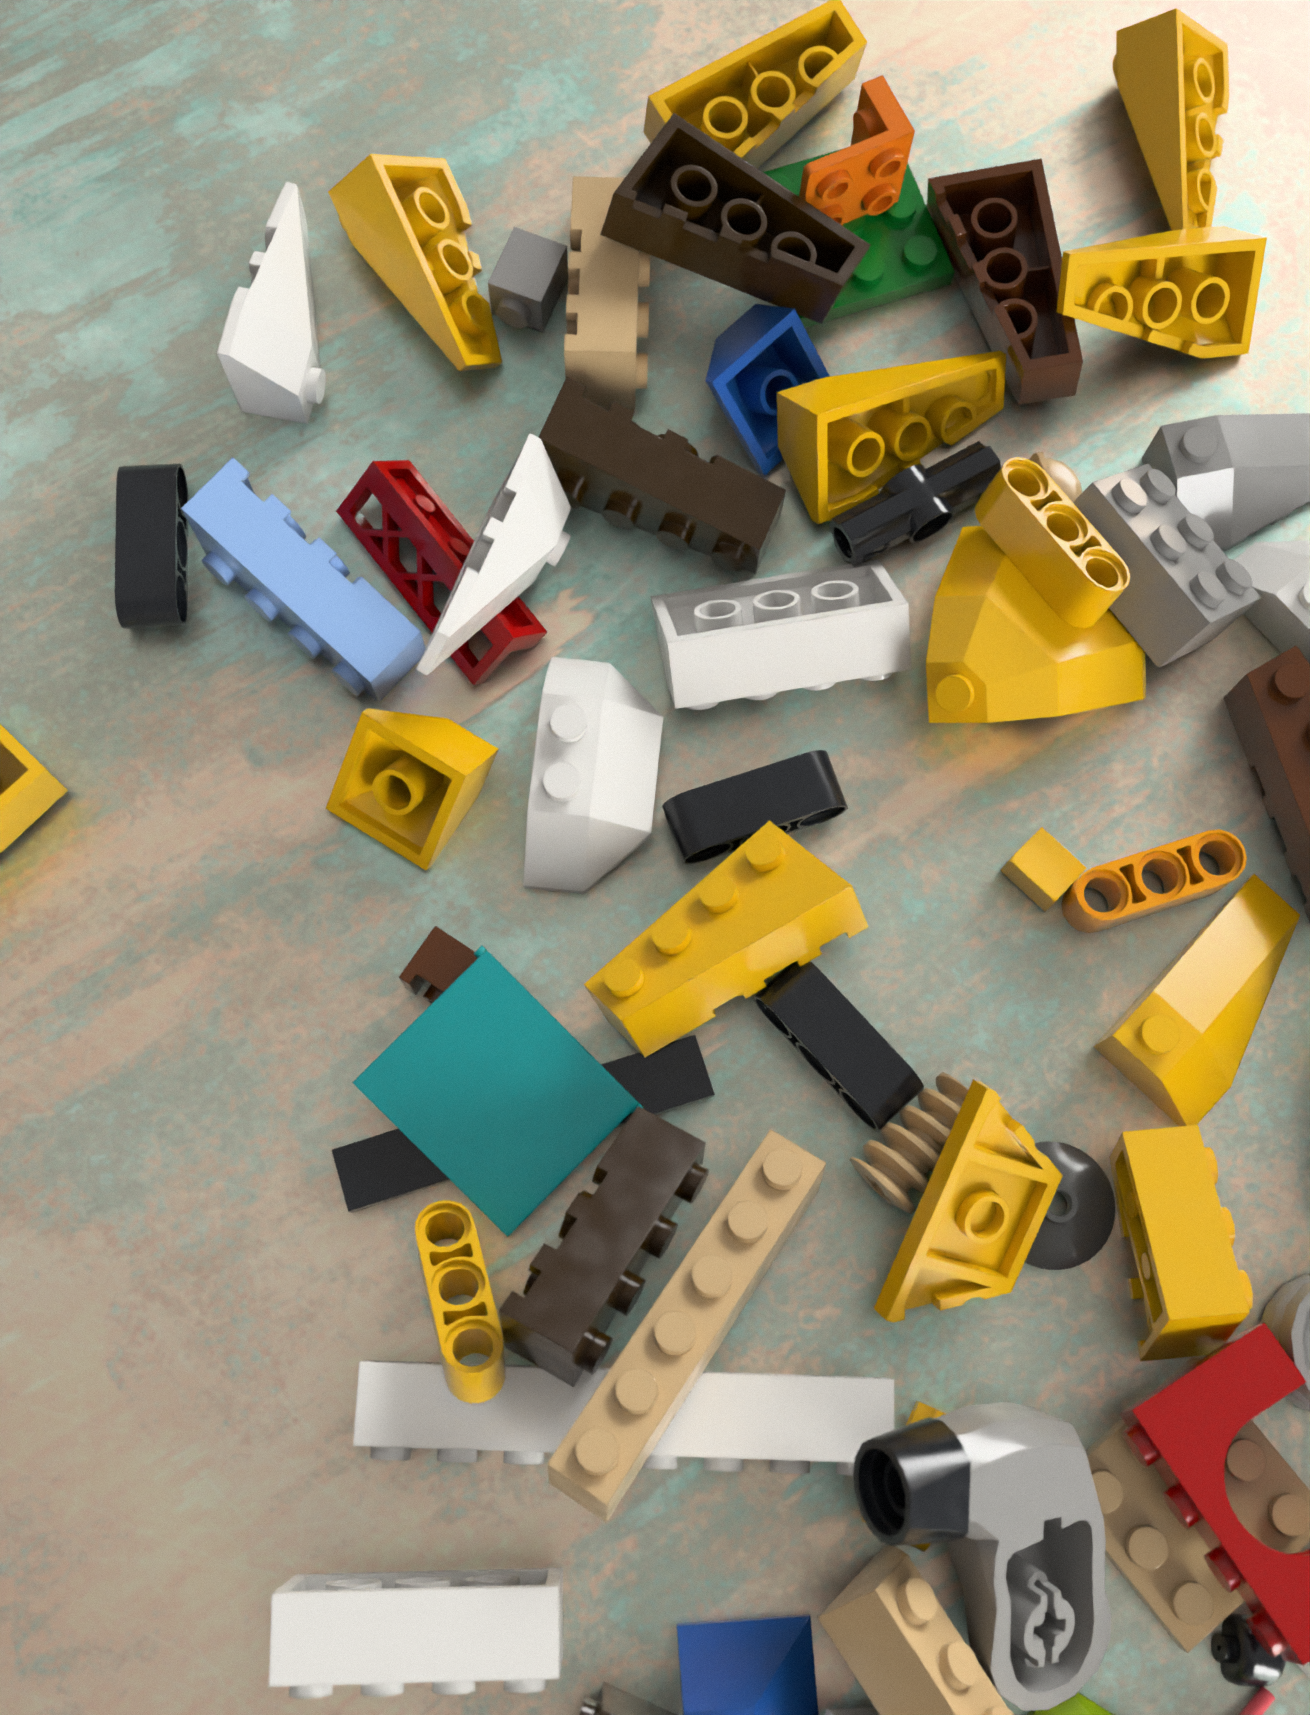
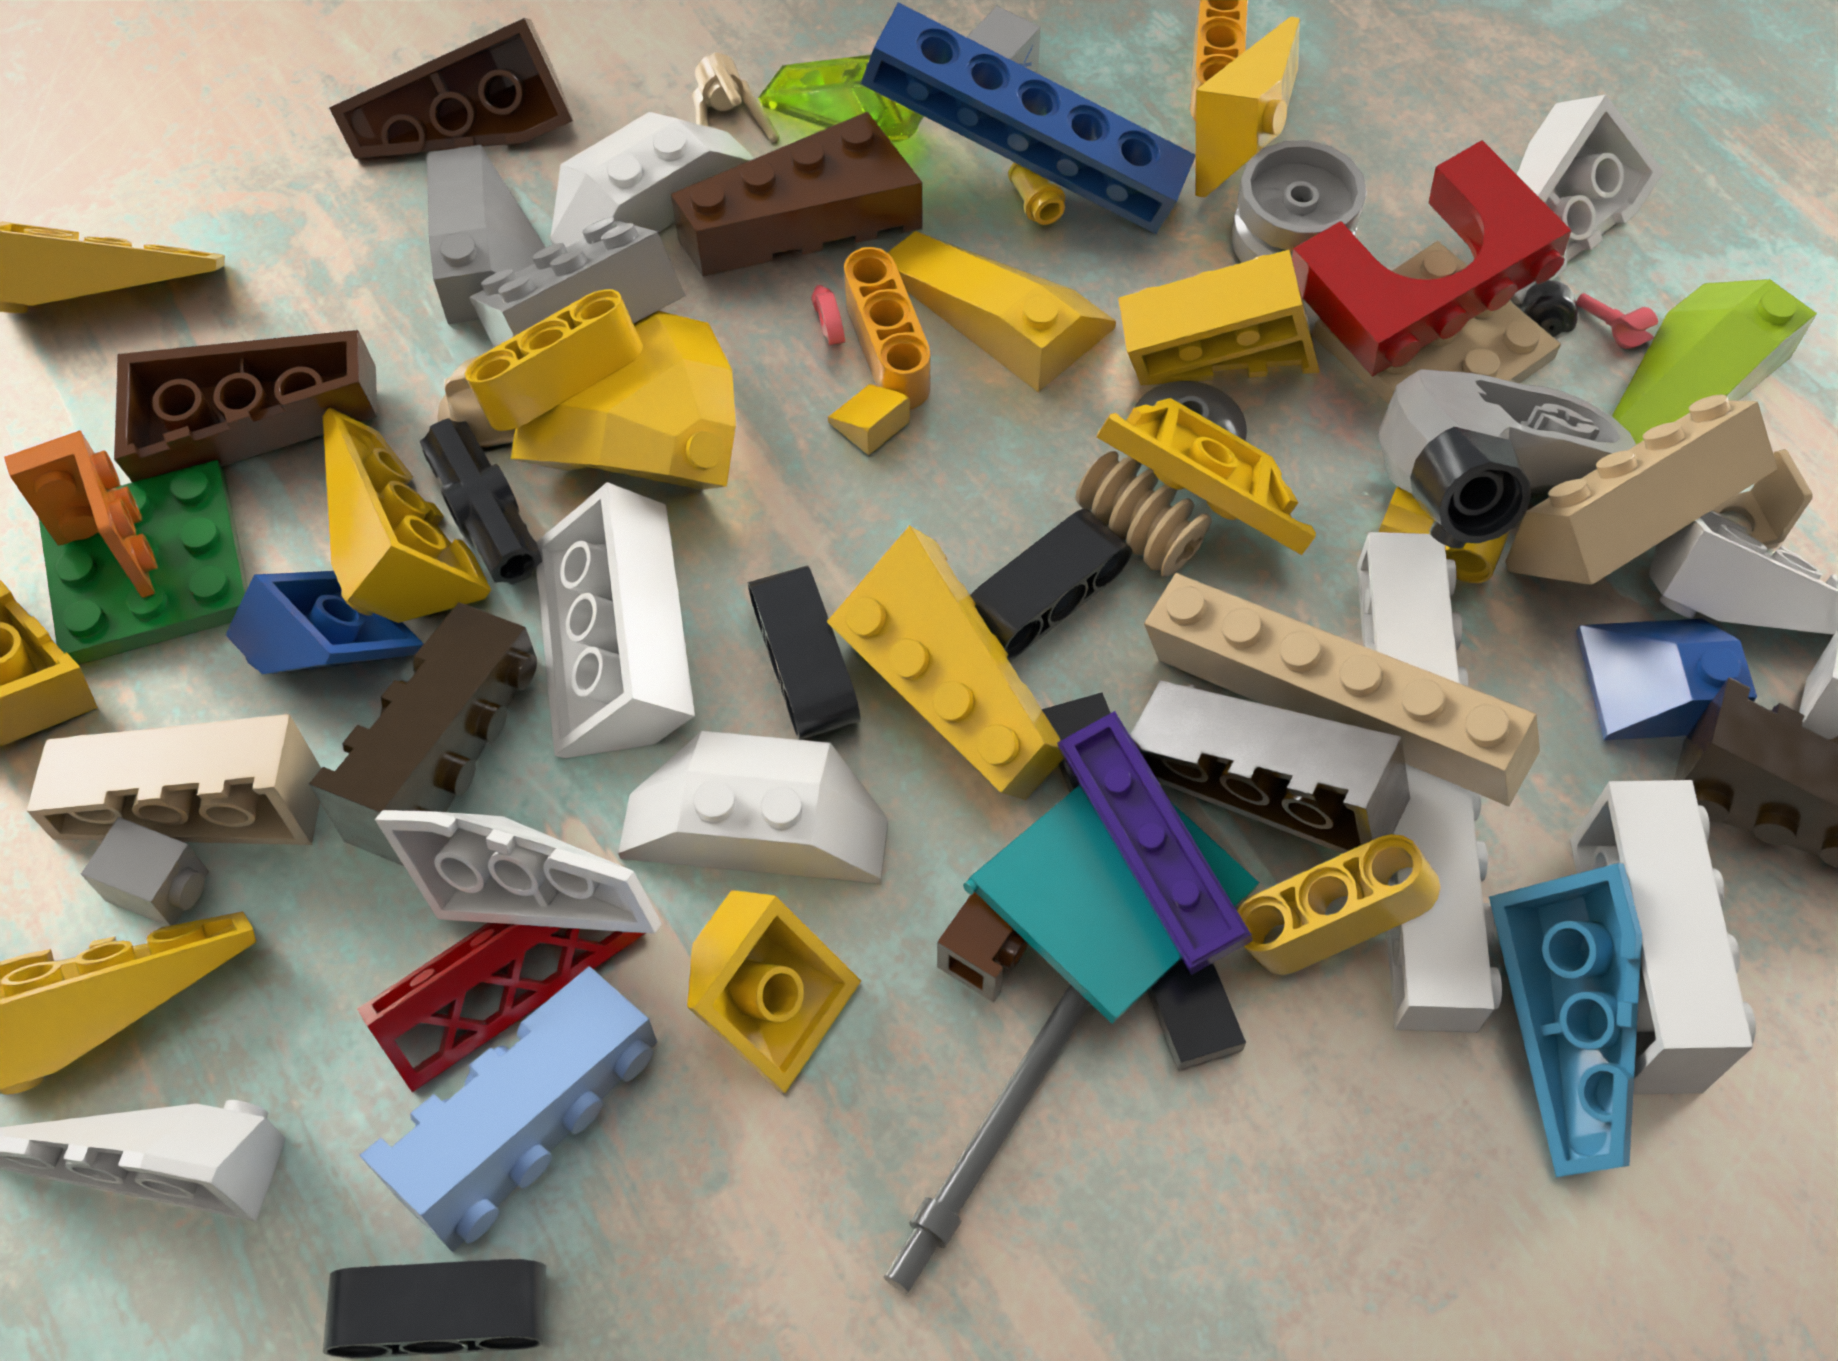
camera: 85 degrees left, 15 degrees down
(206, 935) = (938, 1217): none -> dark grey bar
(360, 1528) = (1576, 996): none -> dark azure wedge
(529, 1126) = (1154, 843): none -> dark purple tile
(731, 224) = (137, 629): dark brown wedge -> none
(1169, 288) = (281, 260): yellow wedge -> none
(1170, 822) = (828, 314): none -> coral piece

